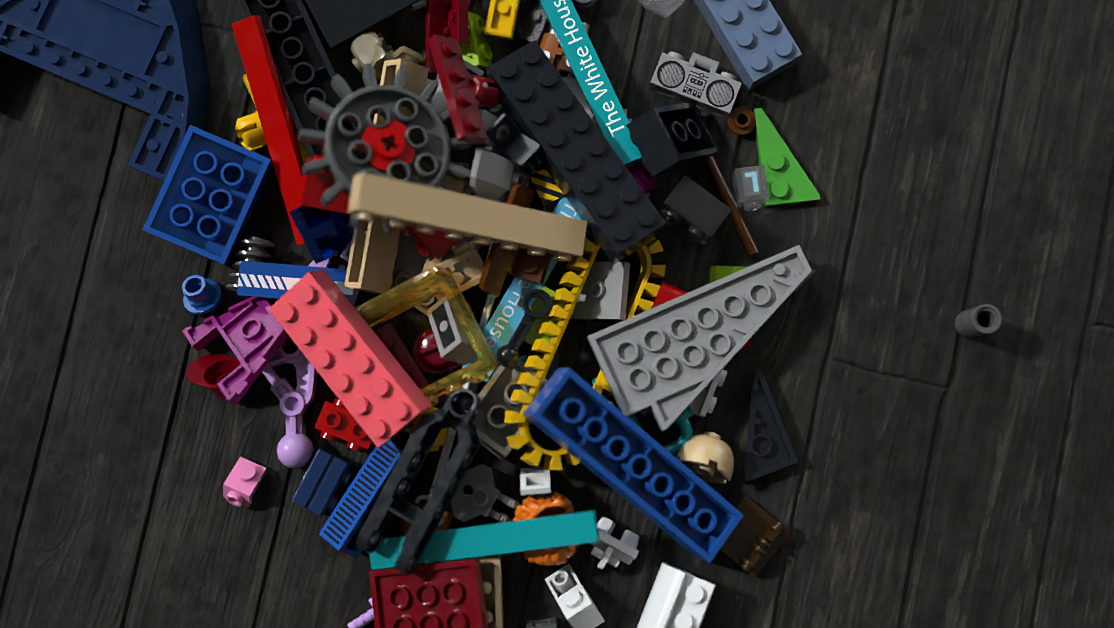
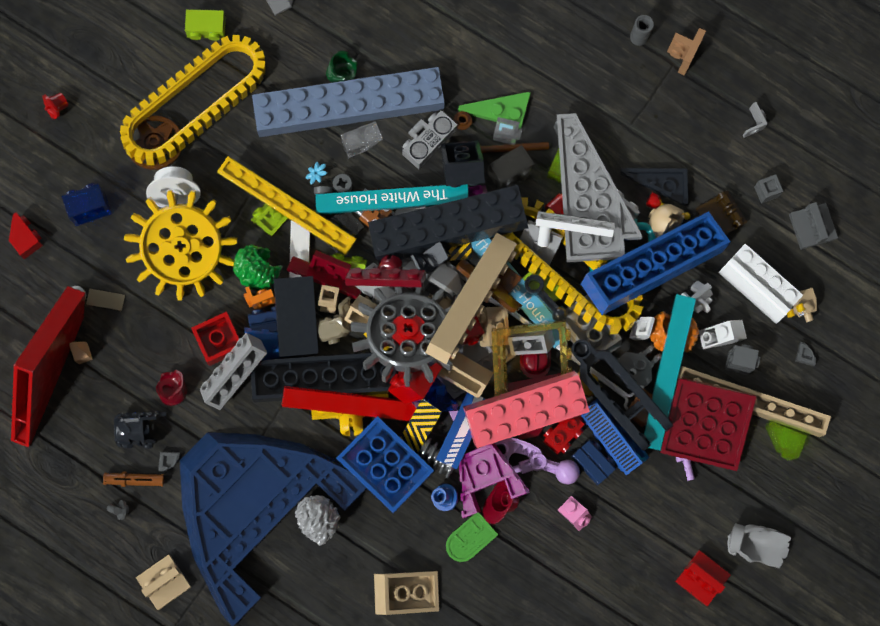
camera: 75 degrees left, 5 degrees down
(52, 293) = (406, 592): none -> tan slope
(101, 133) = (317, 518): none -> light grey hair
(159, 351) = (469, 538): none -> bright green window
(275, 221) = (420, 425): none -> sticker
(410, 31) = (327, 300): none -> tan leg
(642, 327) = (549, 220): none -> white piece
(731, 434) = (655, 201): none -> red hinge
(815, 591) = (768, 188): none -> dark grey panel
(918, 541) = (760, 118): none -> light grey bracket
(976, 395) = (685, 49): none -> medium nougat bracket

